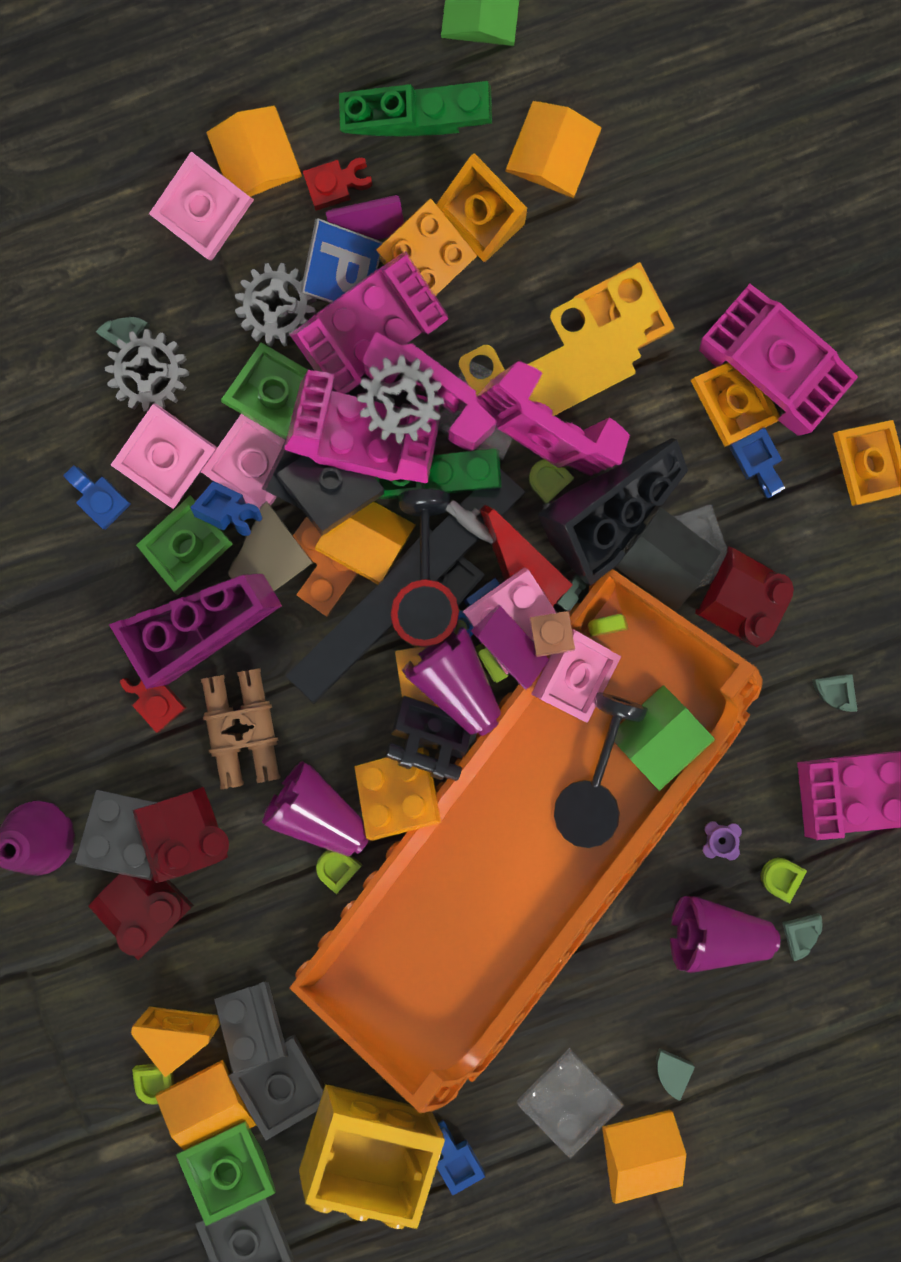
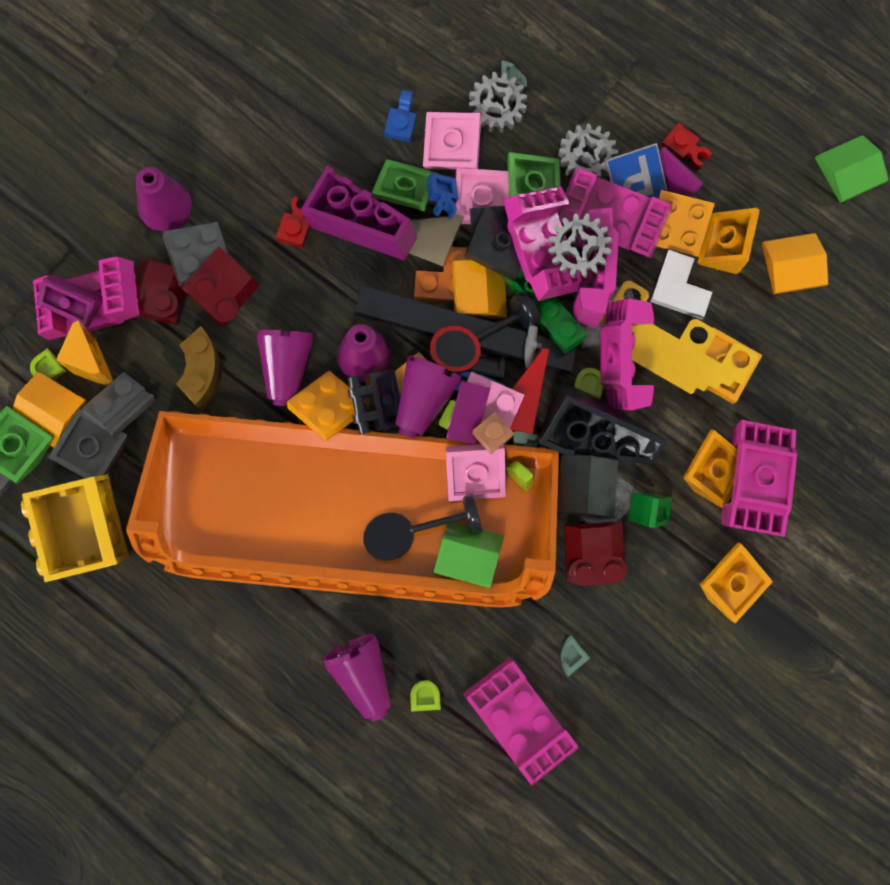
camera: 55 degrees right, 10 degrees down
(95, 1018) = (68, 300): none -> magenta slope
(103, 996) = (119, 298): none -> dark pink plate
(201, 206) = (617, 76): bright pink plate -> none
(227, 744) = (310, 299): medium nougat pin -> none
(254, 150) = (670, 89): light orange slope -> none
(265, 910) = (201, 369): none -> pearl gold brick
(336, 869) = (255, 400): lime tile -> none
(374, 706) = (363, 352): none -> magenta cone
(415, 112) = (759, 167): green slope -> none
(458, 1163) = (103, 593): blue plate -> none
(496, 311) = (675, 292): none -> white tile
(570, 1103) = (187, 644): clear plate -> none
(644, 1156) = (179, 717): light orange slope -> none
(673, 1072) = (248, 703): sand green tile -> none
(729, 848) = (433, 641): medium lavender plate -> none
(737, 507) = (650, 509): none -> green slope
(757, 457) = (690, 506): blue plate -> none
(802, 934) = (395, 735): sand green tile -> none

